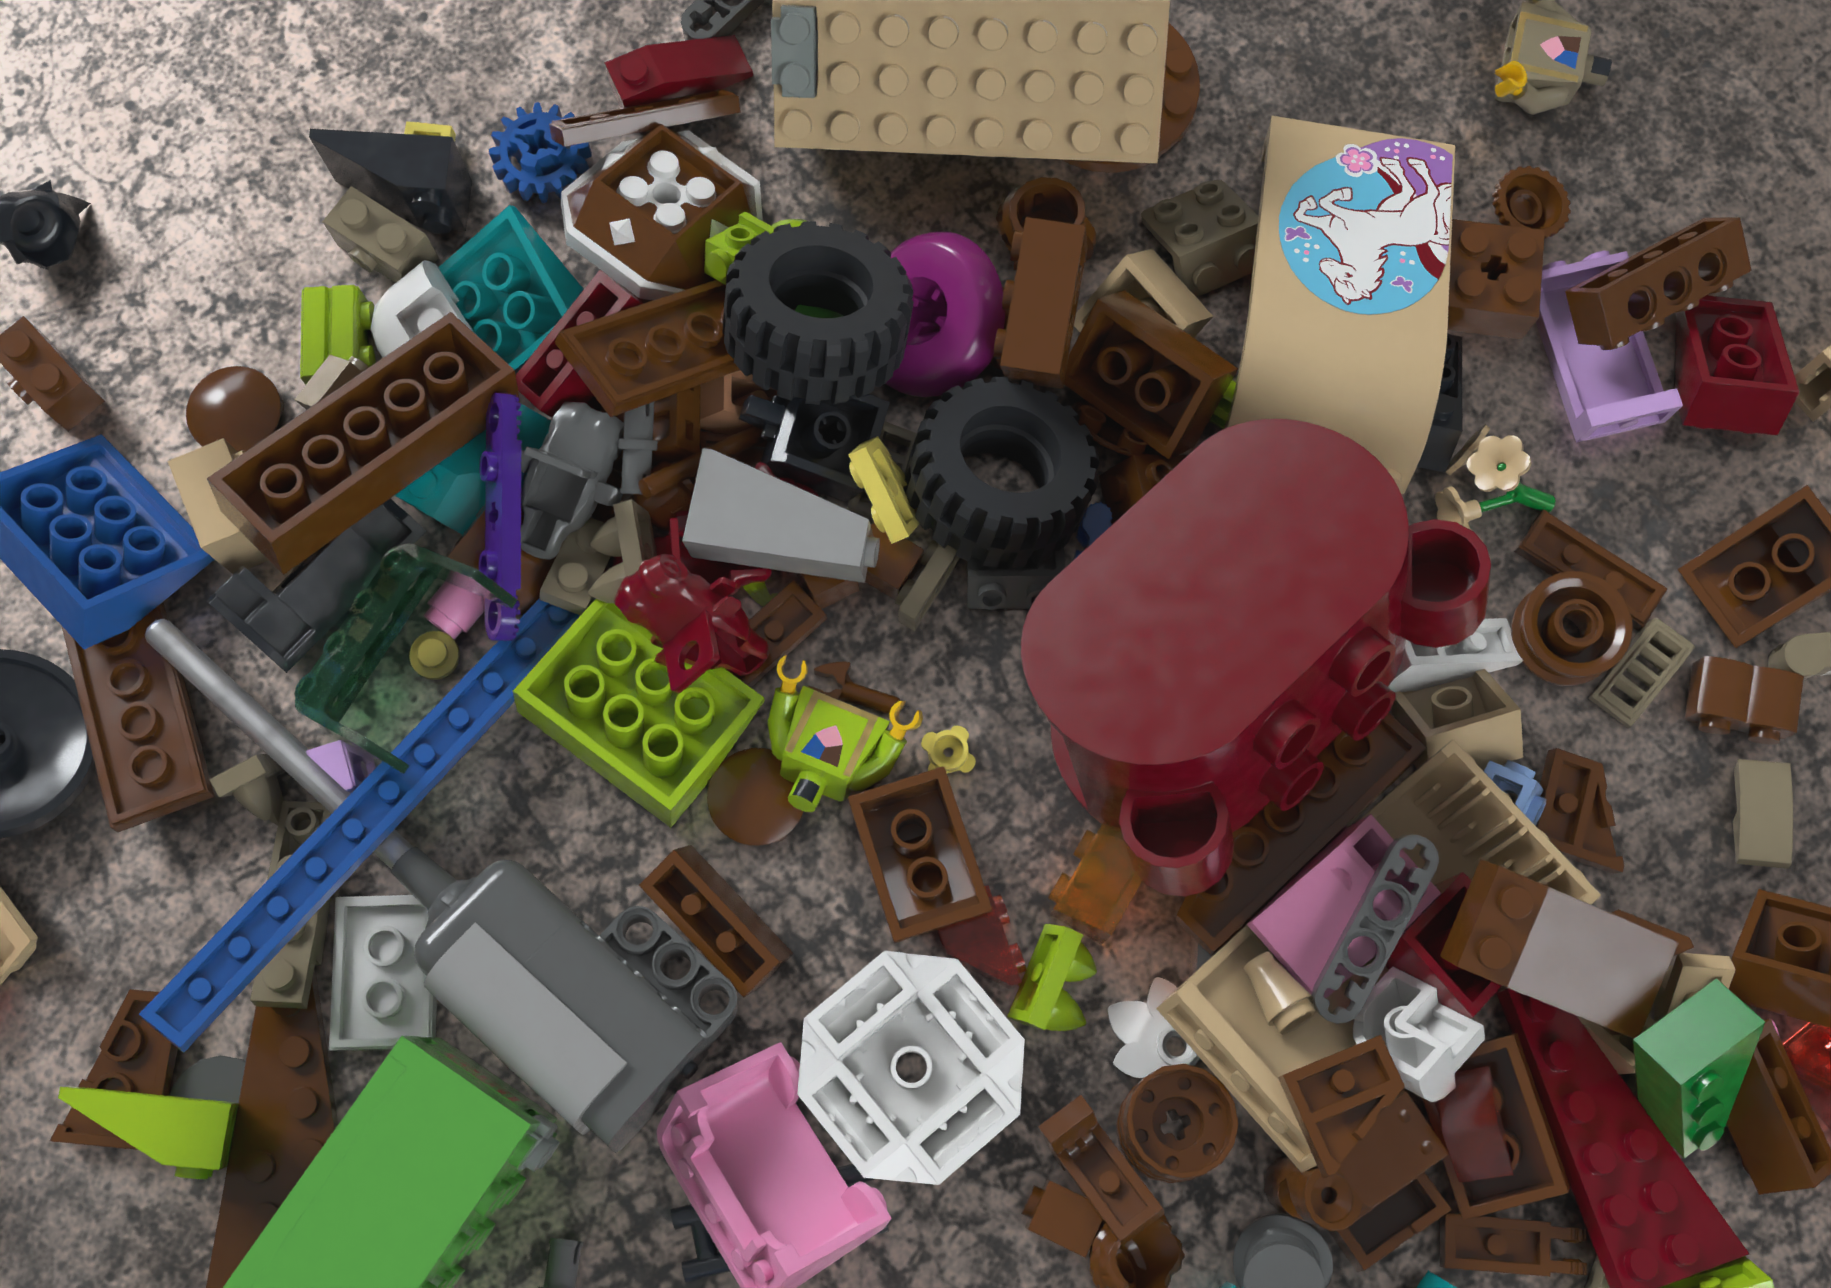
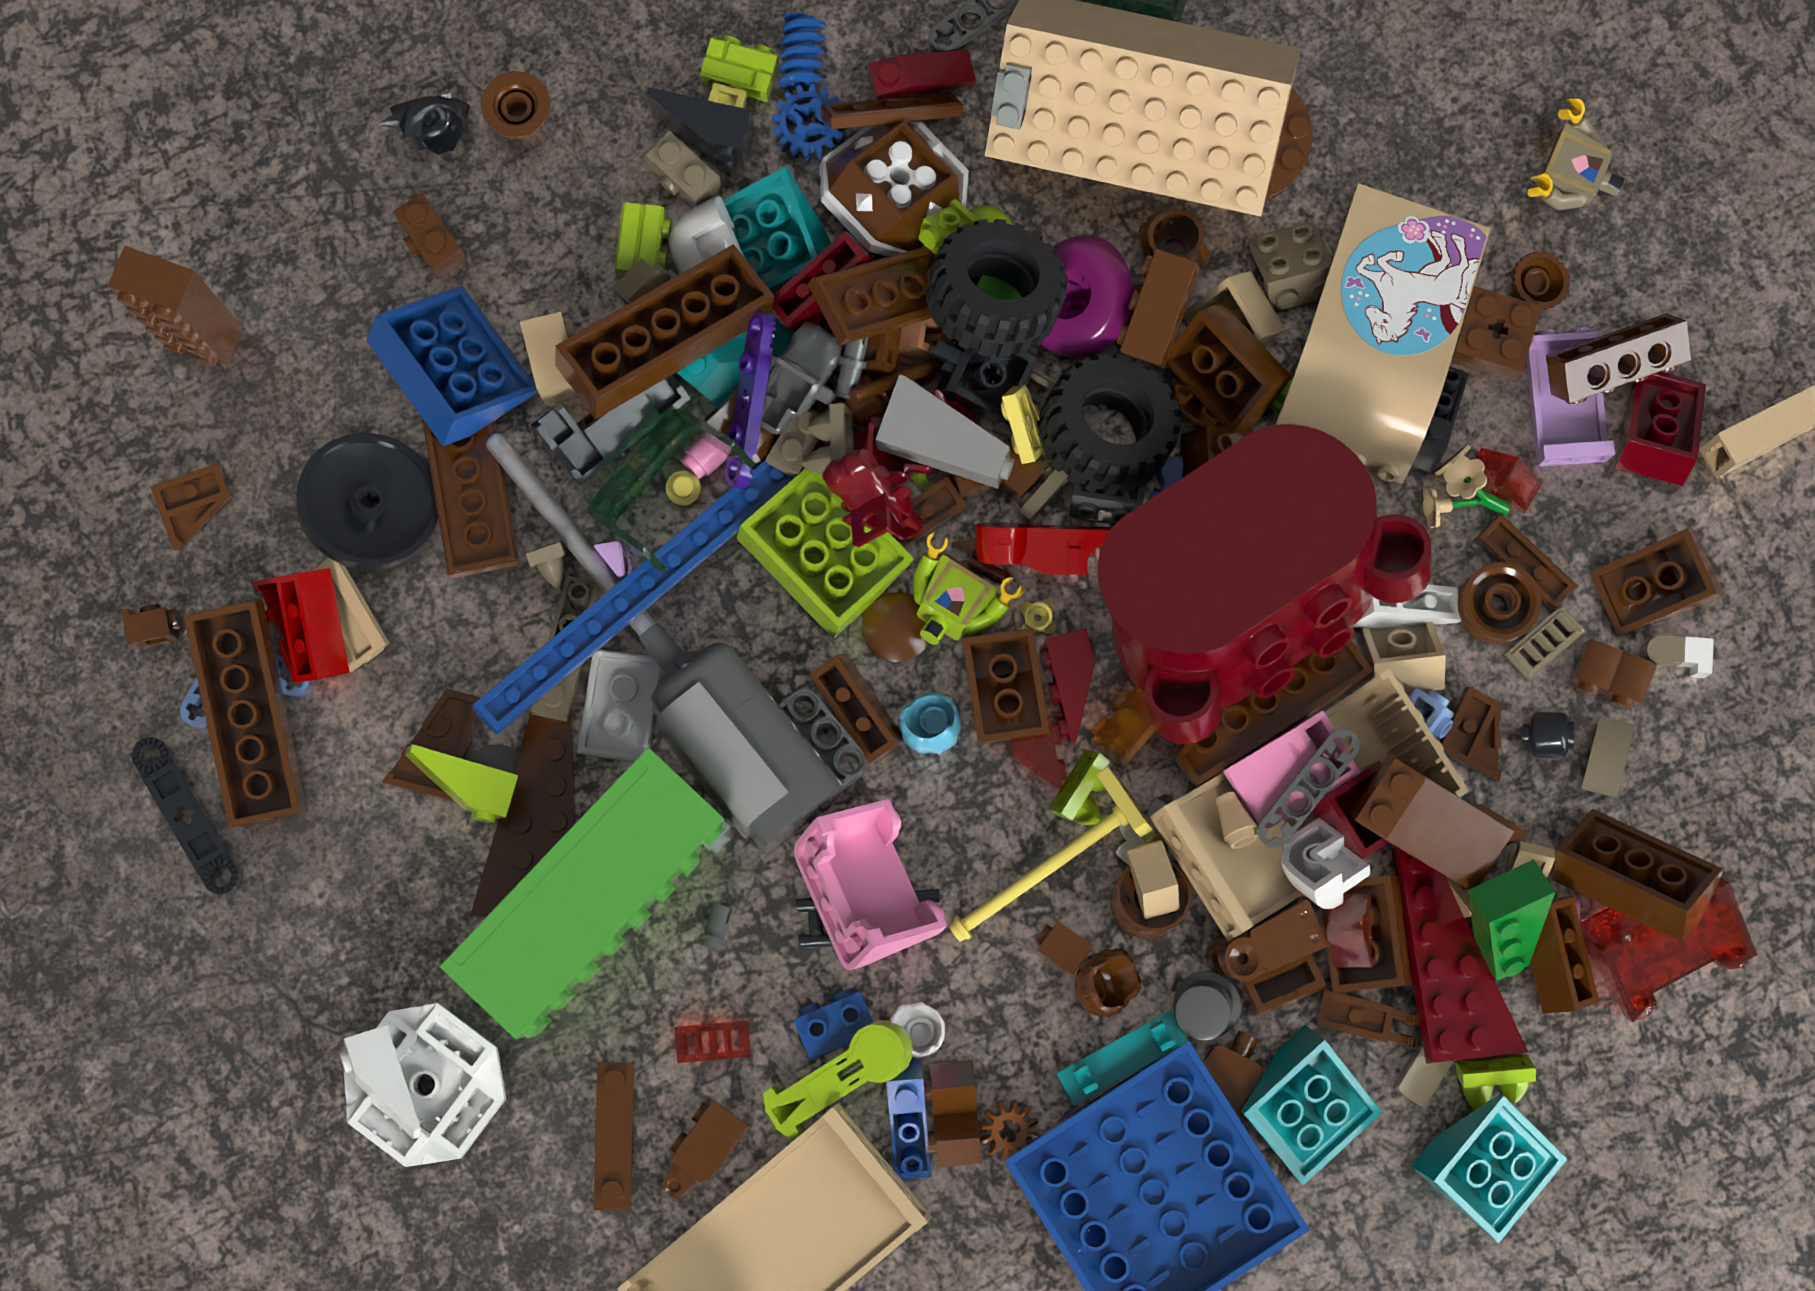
camera: 10 degrees right, 5 degrees up
(144, 189) = (515, 104): none -> reddish brown piece
(234, 406) = (560, 283): reddish brown dish -> none
(440, 96) = (740, 67): none -> lime brick
(516, 65) = (800, 51): none -> blue piece
(822, 924) = (930, 723): none -> medium azure hair
(898, 1126) = (985, 791): white piece -> none
(935, 654) = (1040, 547): none -> red piece
(1008, 816) = (1071, 667): none -> dark red slope
(1100, 1170) = (1092, 917): reddish brown bracket -> none
(1117, 1006) = (1125, 812): none -> light yellow tile
(1178, 1098) = (1153, 879): none -> tan slope
(1341, 1099) = (1260, 894): reddish brown wing -> none
(1556, 463) = (1509, 478): none -> clear red slope
(1677, 796) = (1549, 734): none -> black head

